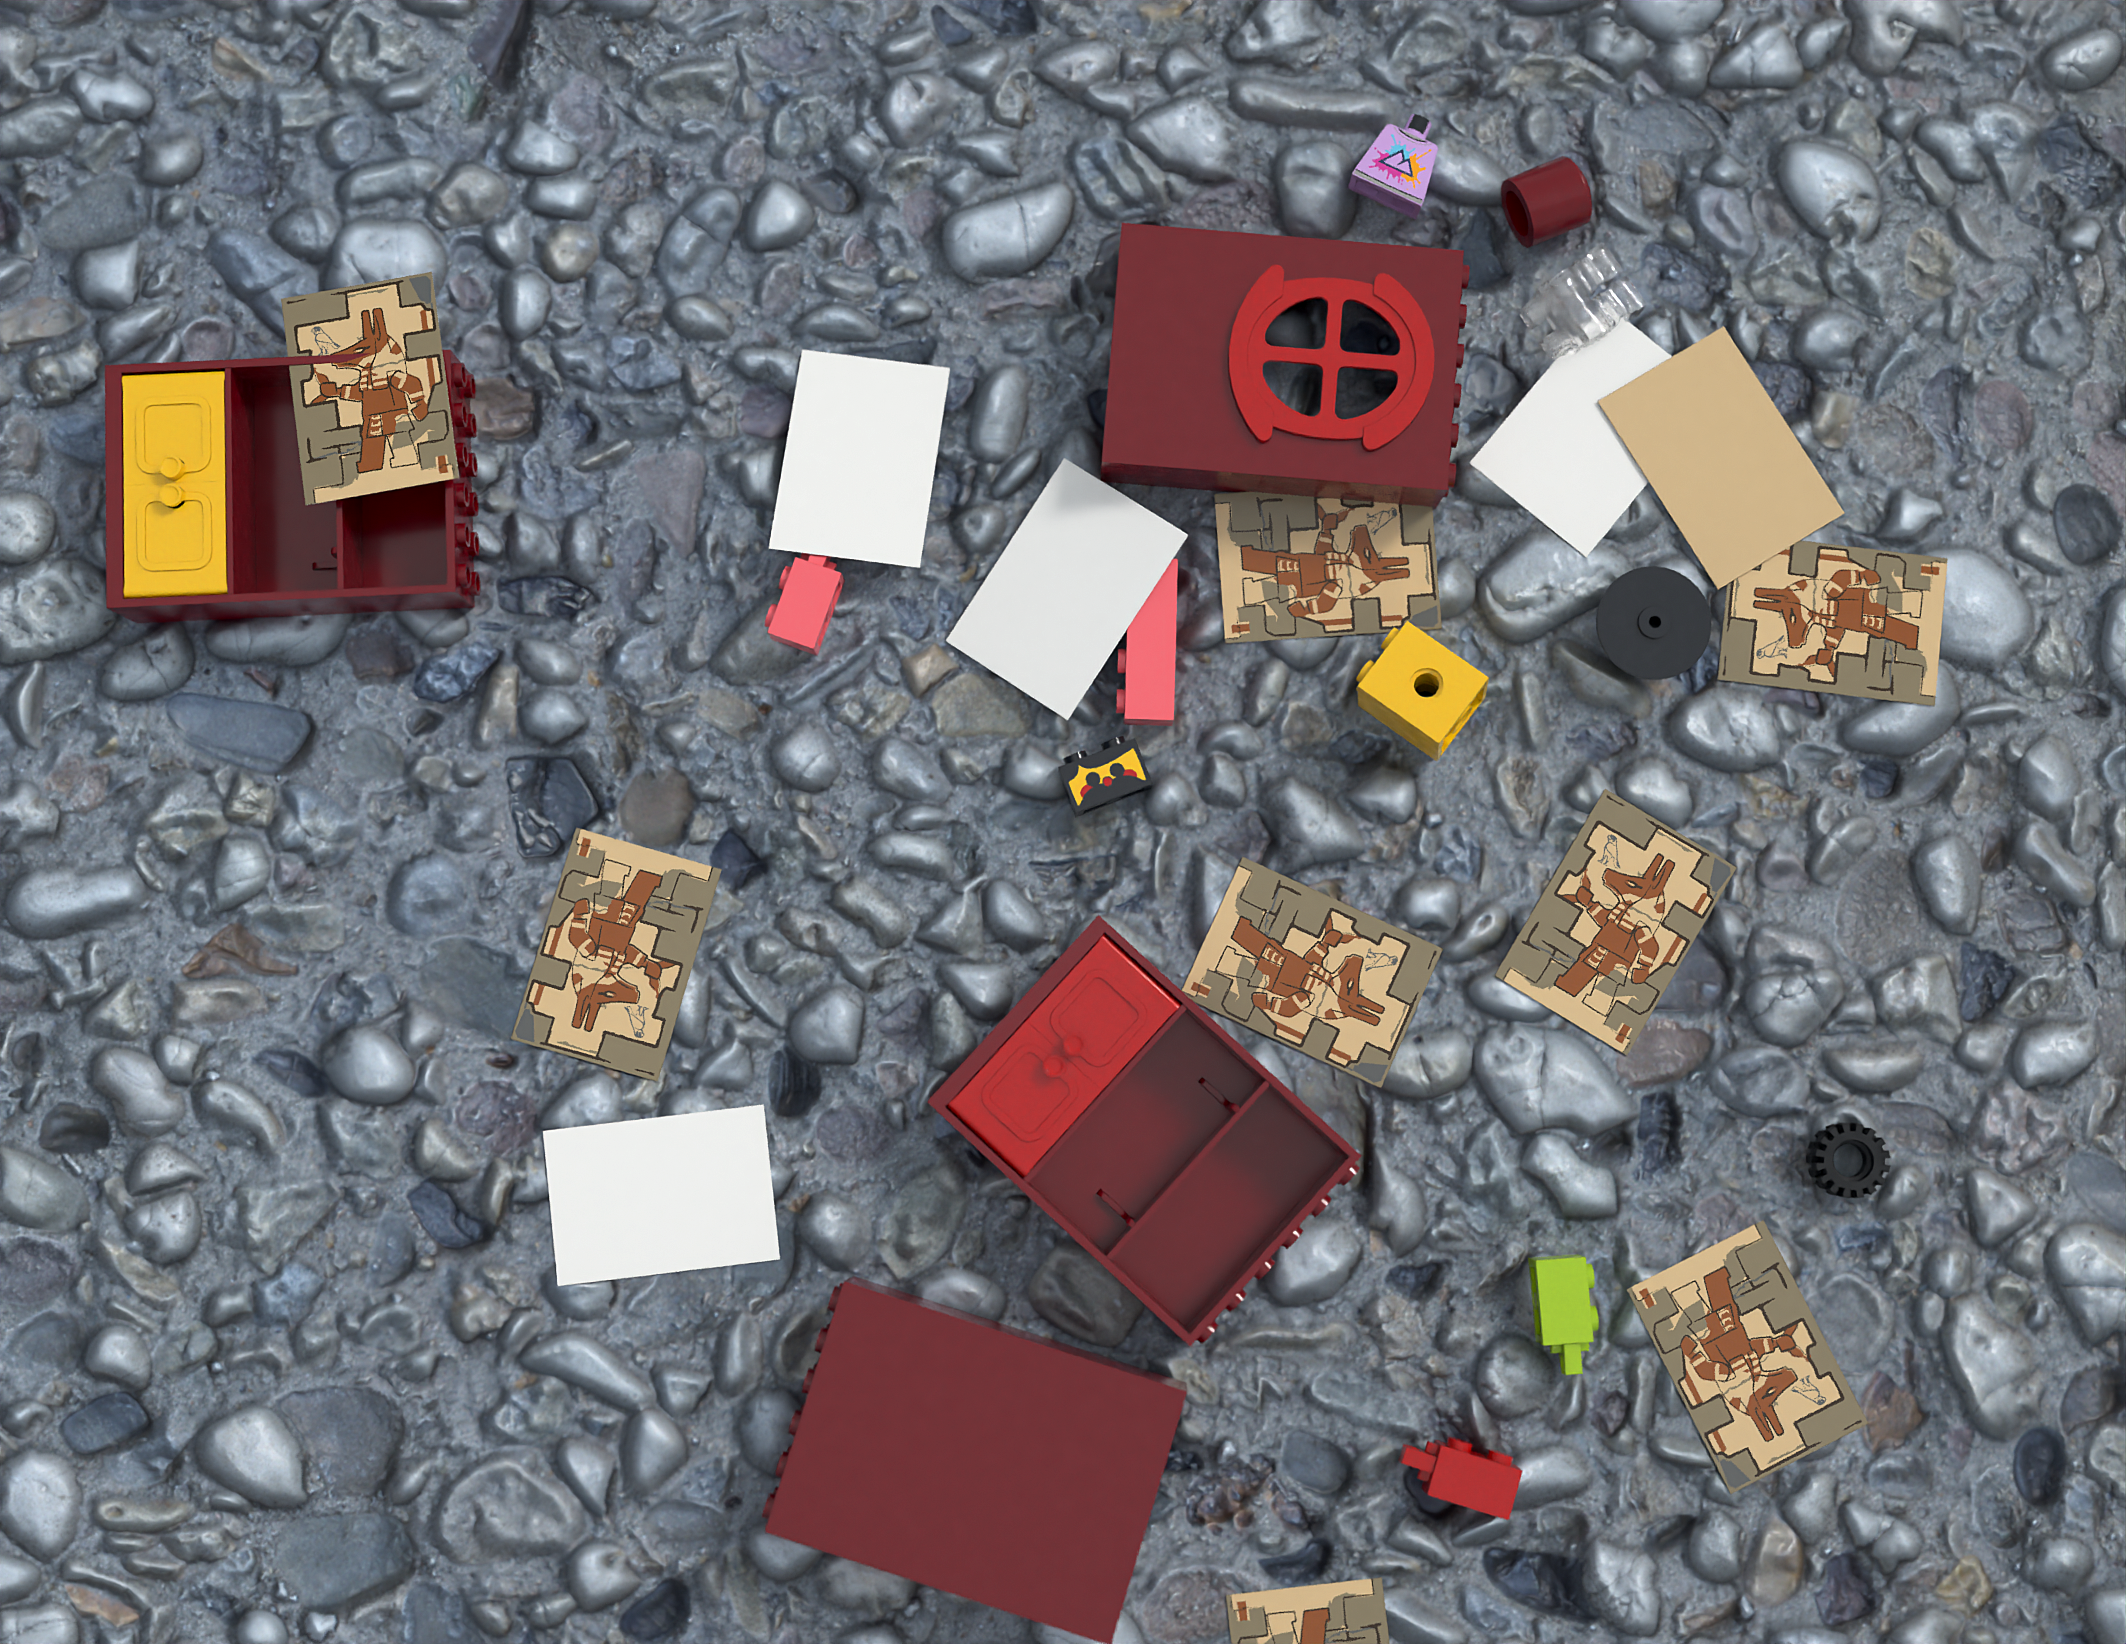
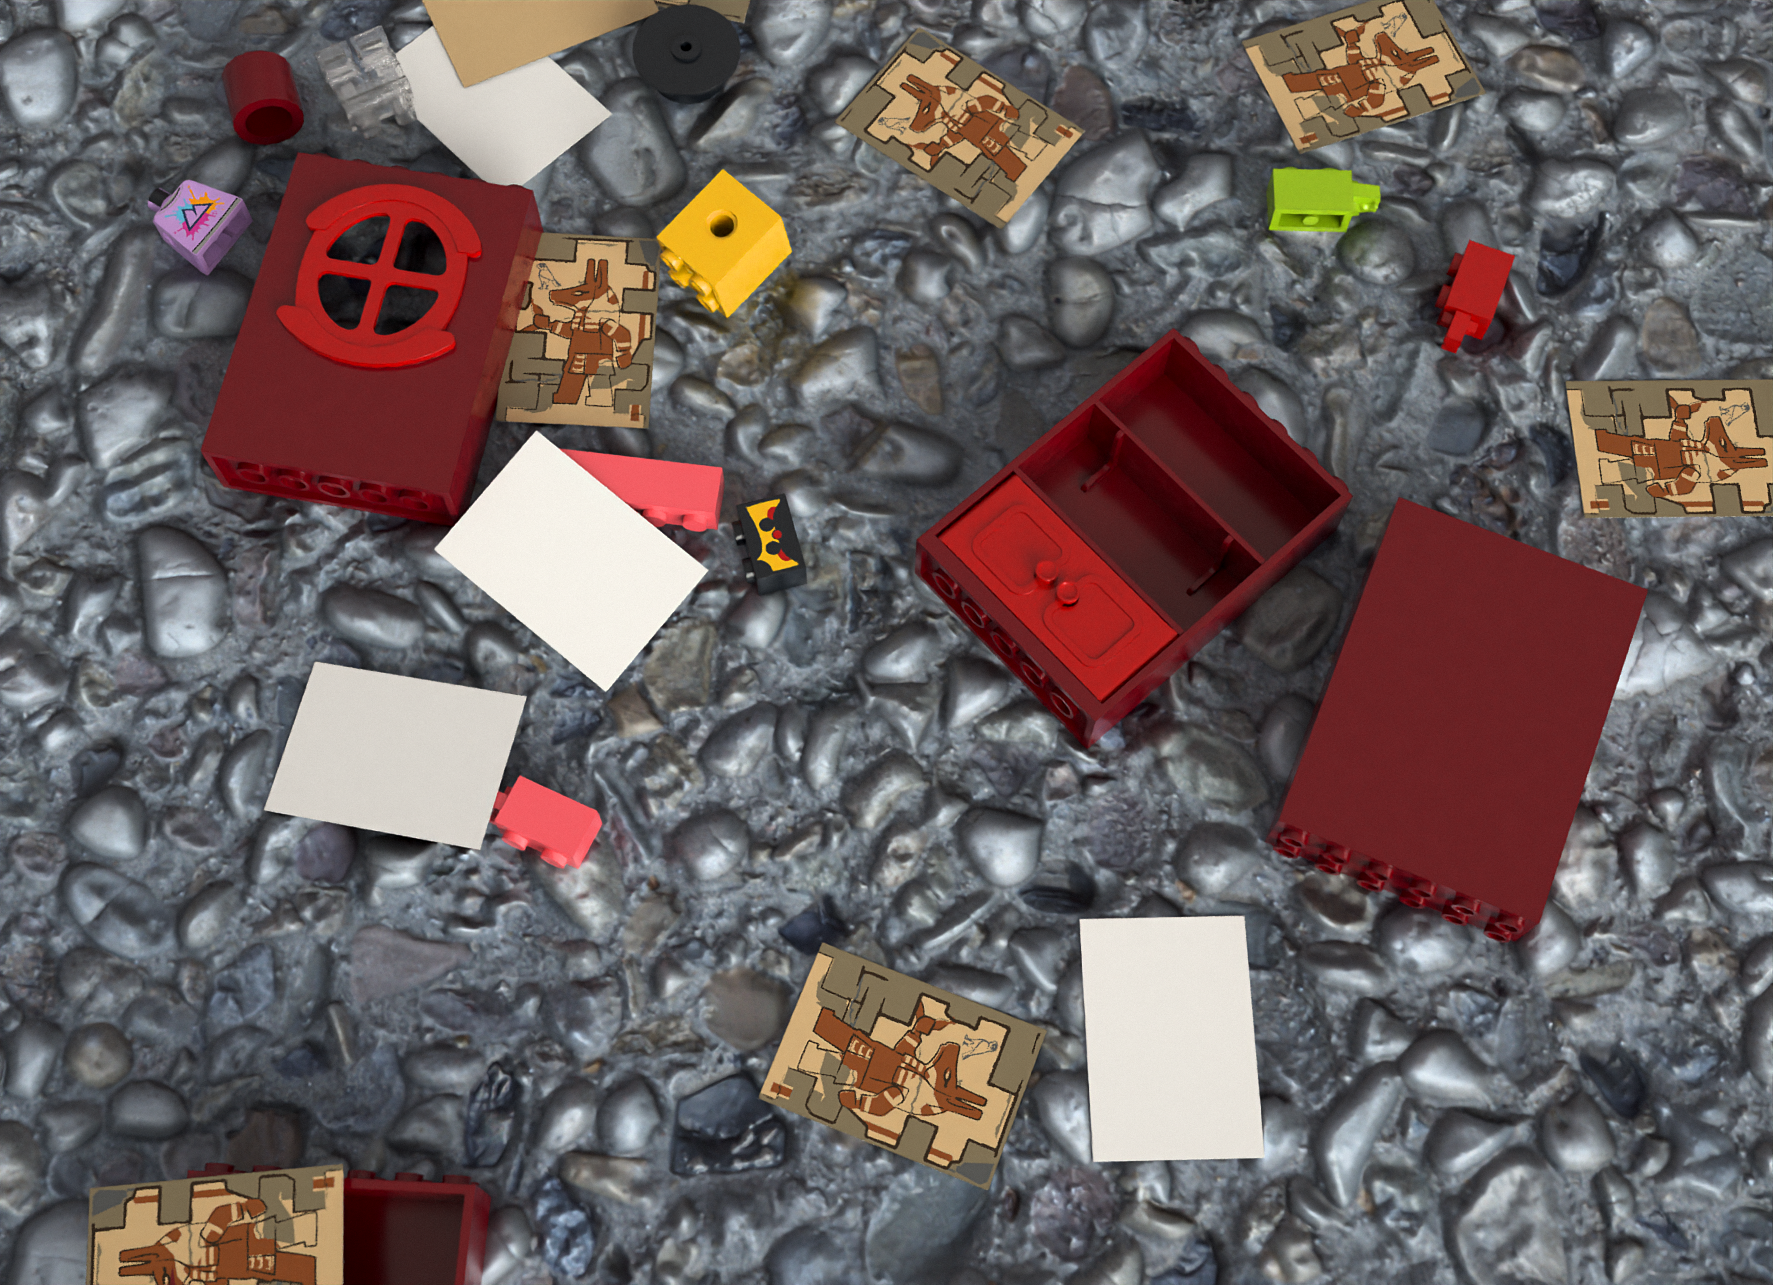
camera: 85 degrees left, 15 degrees down
(1311, 972) = (982, 382): sticker -> none

